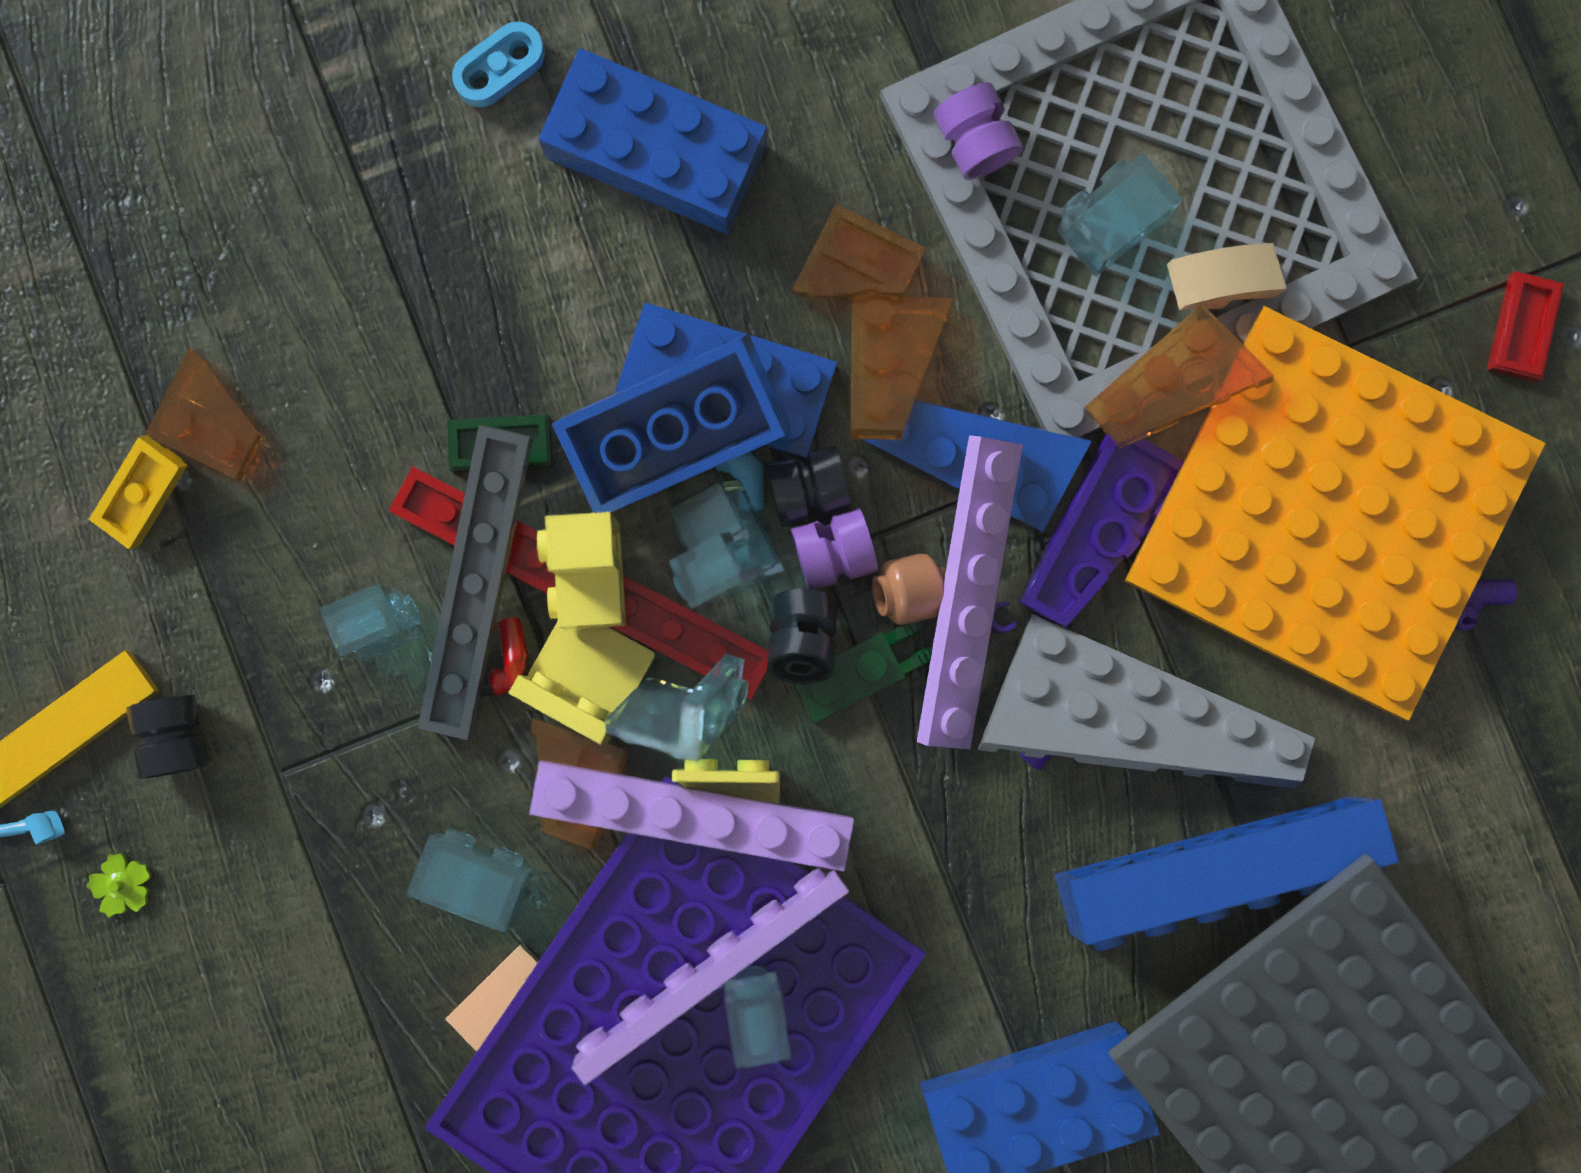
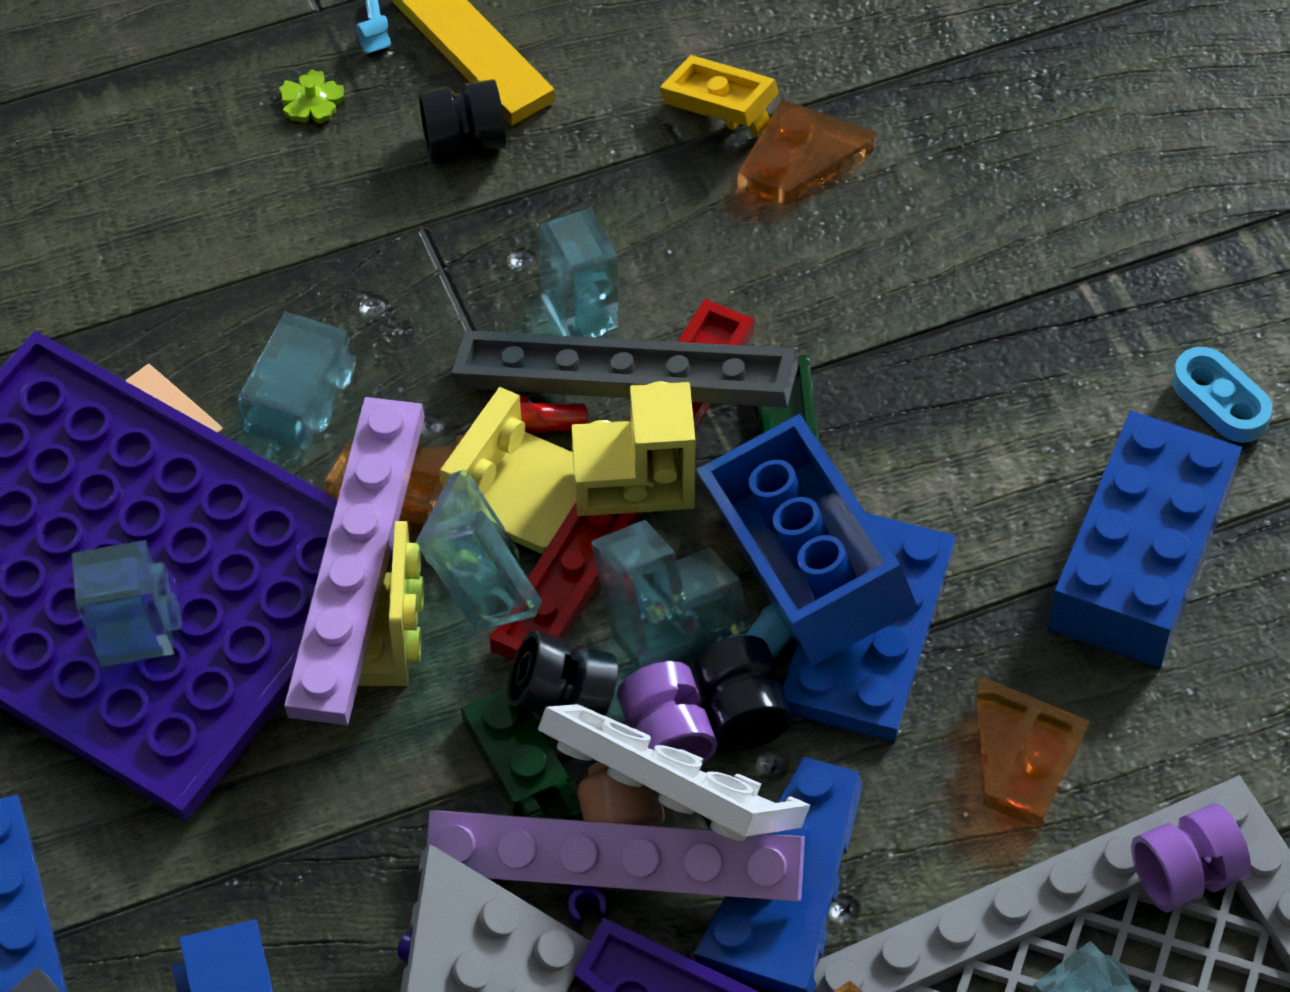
camera: 90 degrees right, 30 degrees down
(690, 985) = (195, 589): lavender plate -> none
(889, 359) = (907, 775): clear orange wing -> none
(932, 524) = (673, 773): none -> white wing

